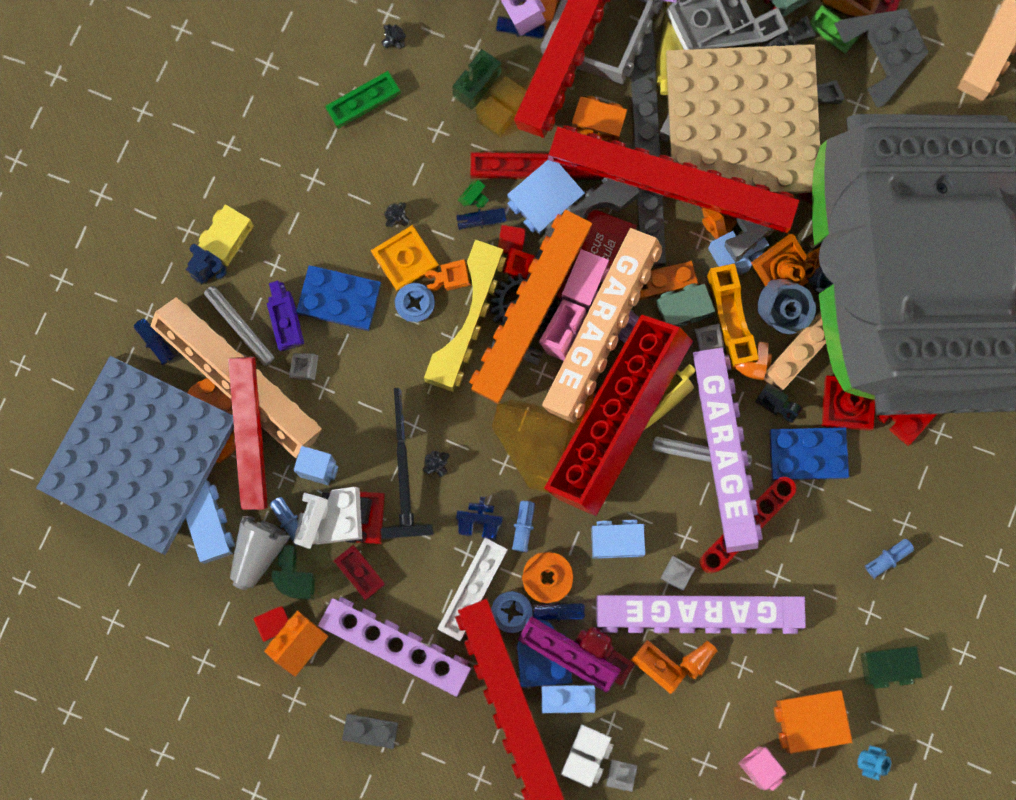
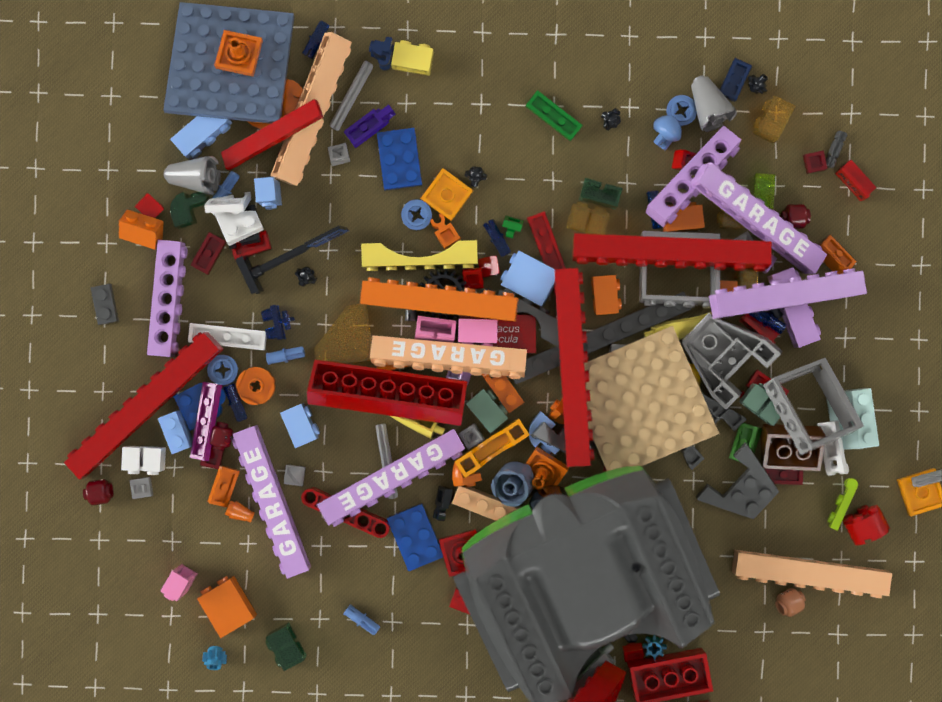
camera: 70 degrees right, 10 degrees up
(132, 433) = (238, 53): none -> orange plate

